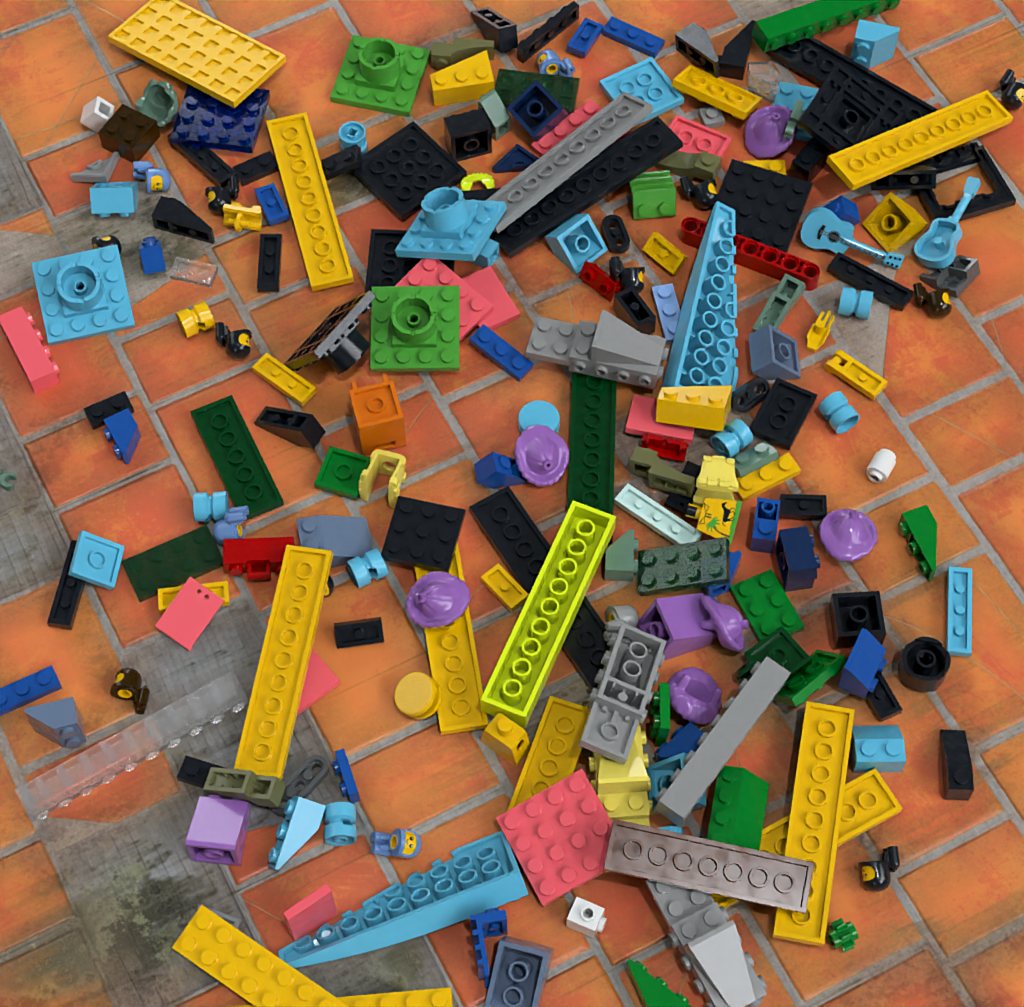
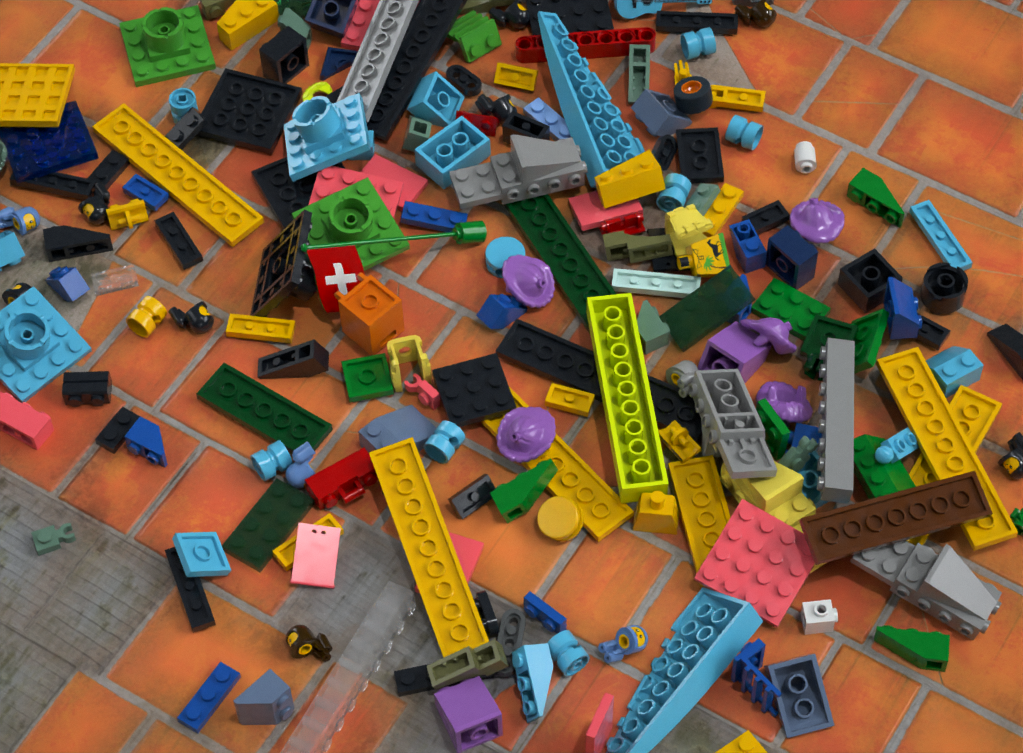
camera: 30 degrees left, 5 degrees down
(106, 359) = (87, 388): none -> black brick
(300, 739) = (488, 617): none -> black plate
(374, 355) = (339, 263): none -> flag
(382, 517) = (427, 394): none -> coral plate
(398, 653) = (522, 492): none -> green slope
(538, 264) = (416, 133): none -> sand green slope
(557, 296) = (452, 149): none -> medium azure brick
(572, 681) = (679, 441): none -> yellow hips
(663, 756) = (798, 456): none -> sand green plate
(764, 797) = (896, 447): none -> medium azure plate
(813, 352) = (693, 95): none -> black wheel

